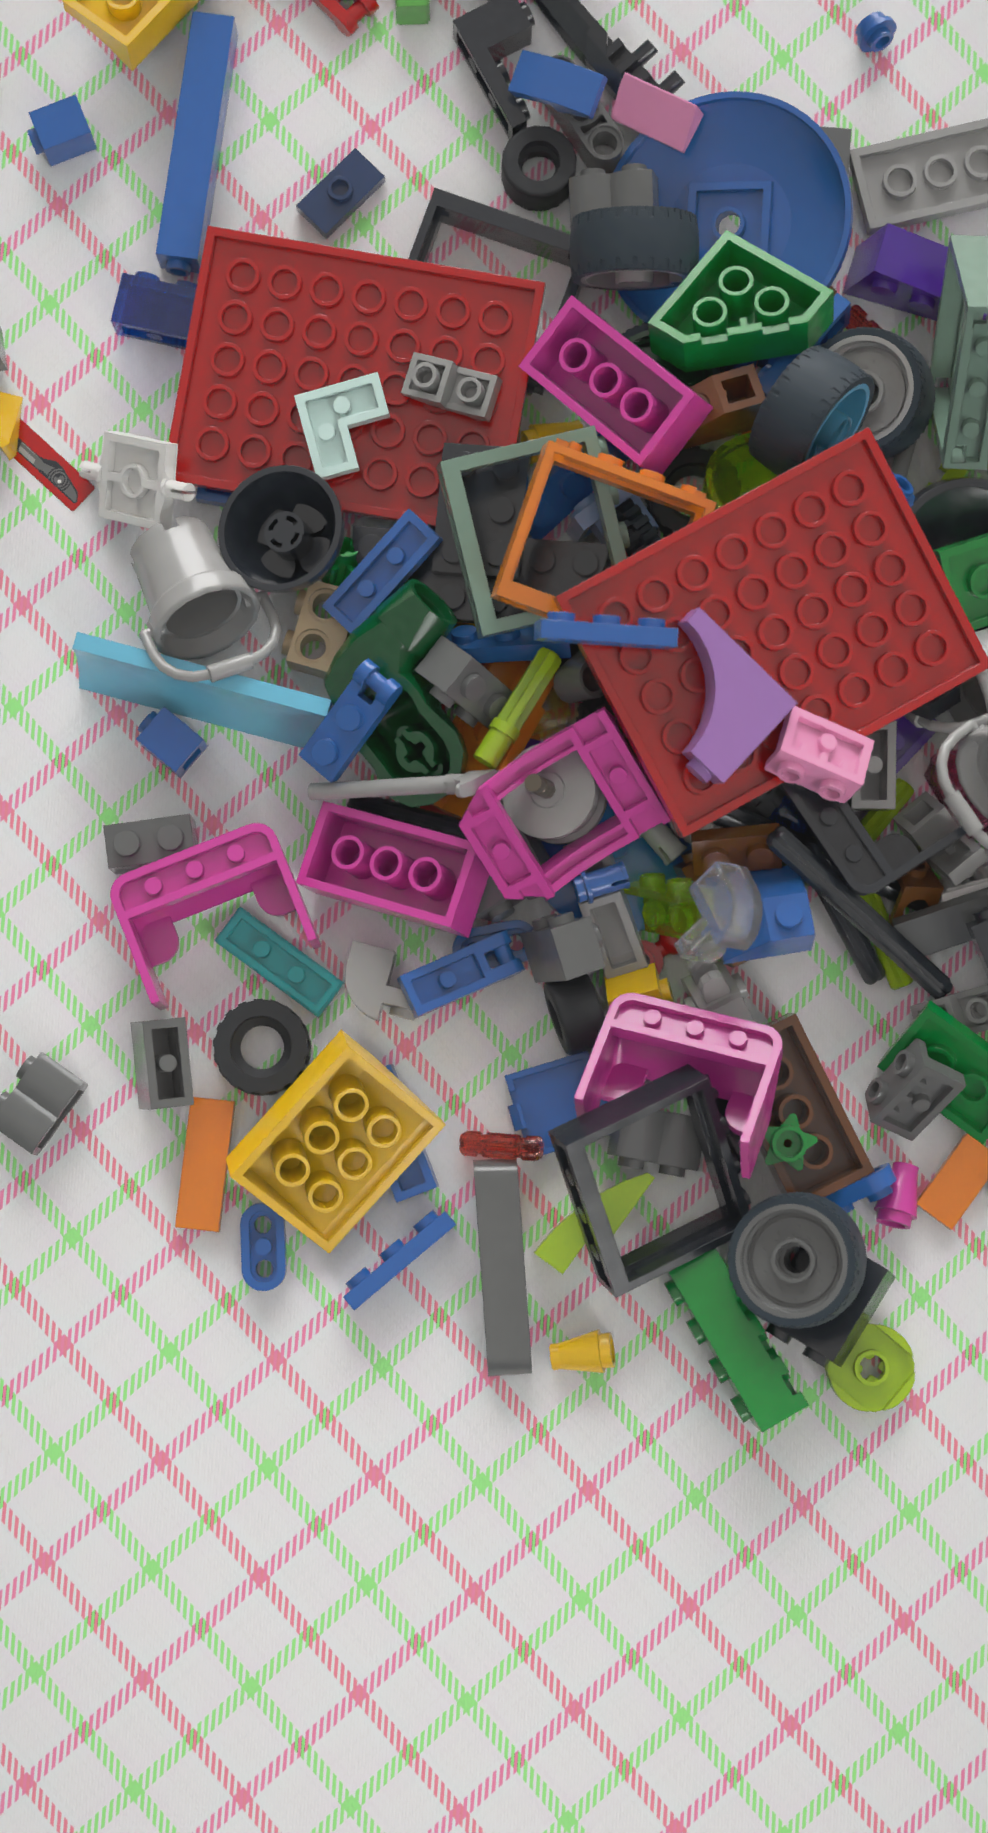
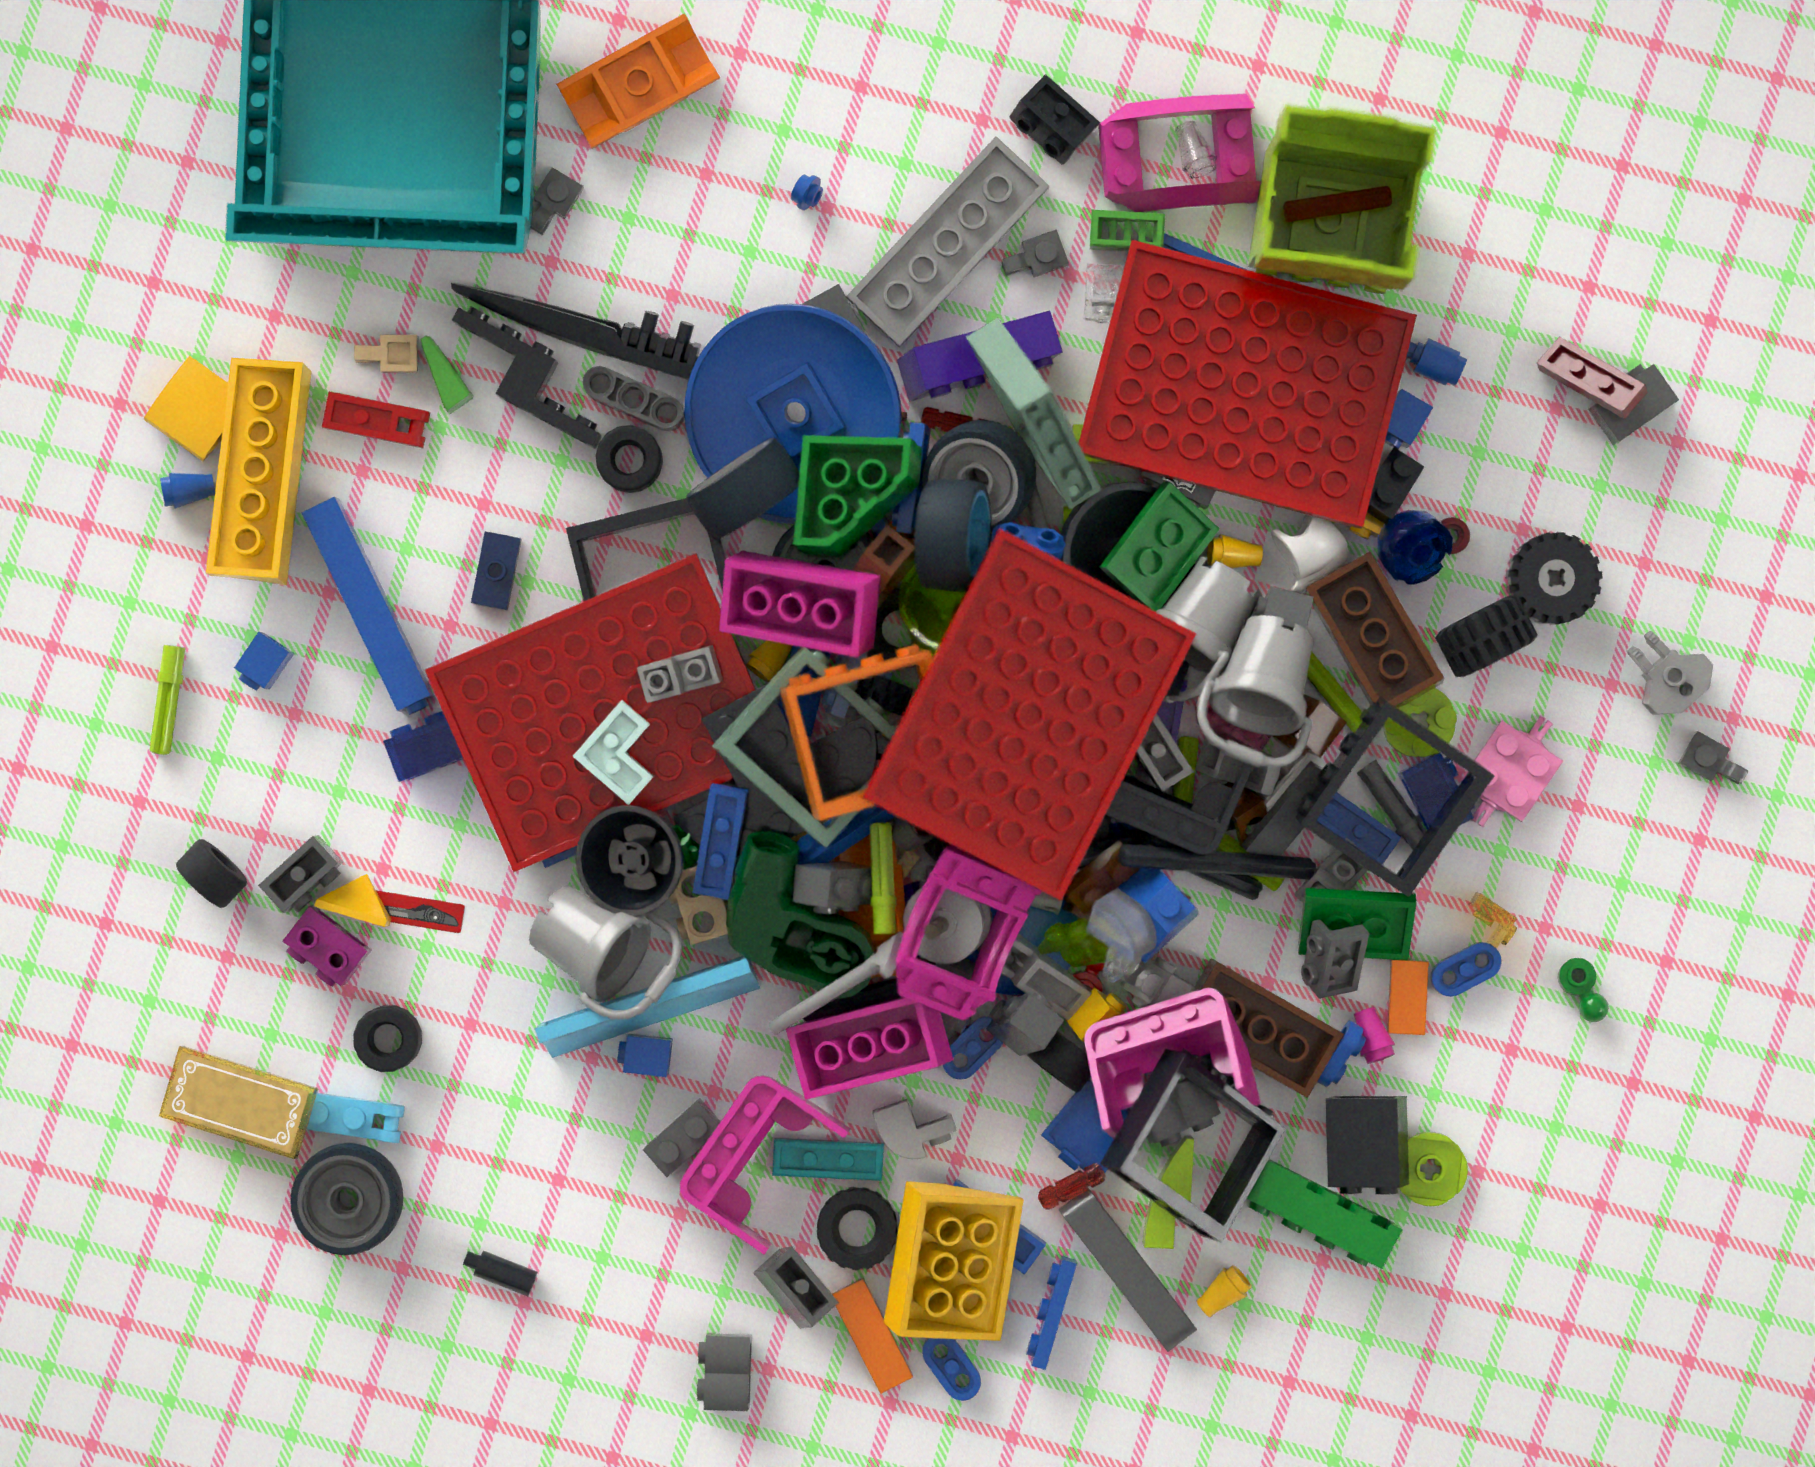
camera: 30 degrees left, 5 degrees up
(137, 480) = (497, 886): white plate -> none
(350, 721) = (770, 966): blue plate -> none
(459, 974) = (963, 1088): blue plate -> none
(557, 83) = (606, 396): blue slope -> none
(600, 882) = (1021, 961): blue pin -> none
(605, 631) = (915, 802): blue plate -> none
(627, 187) = (702, 452): dark grey brick -> none
(656, 113) = (690, 369): bright pink slope -> none
(738, 706) = (1041, 790): medium lavender arch -> none
(763, 1268) = (1324, 1162): dark grey wheel -> none
(800, 1143) = (1278, 1062): green plate -> none
(820, 756) = (1118, 782): bright pink bracket -> none

